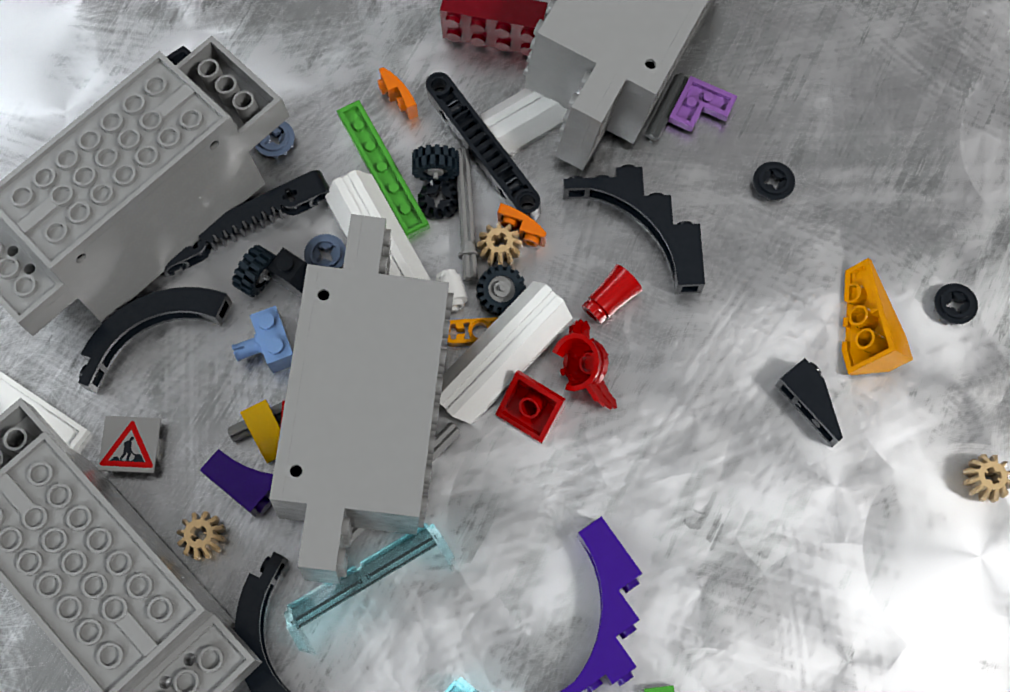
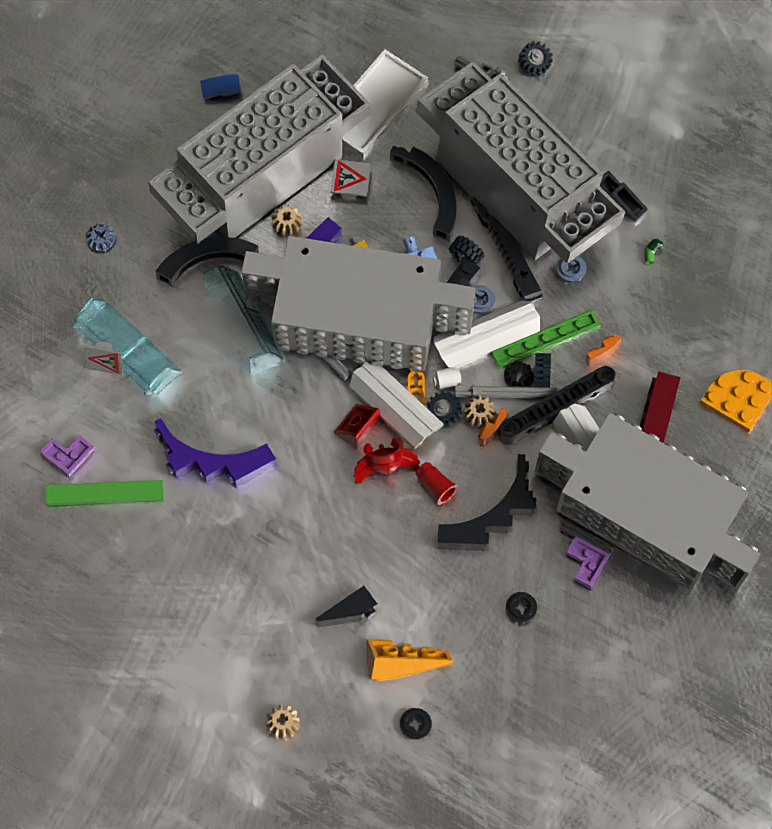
camera: 90 degrees right, 5 degrees down
(245, 43) = (649, 250): none -> arm

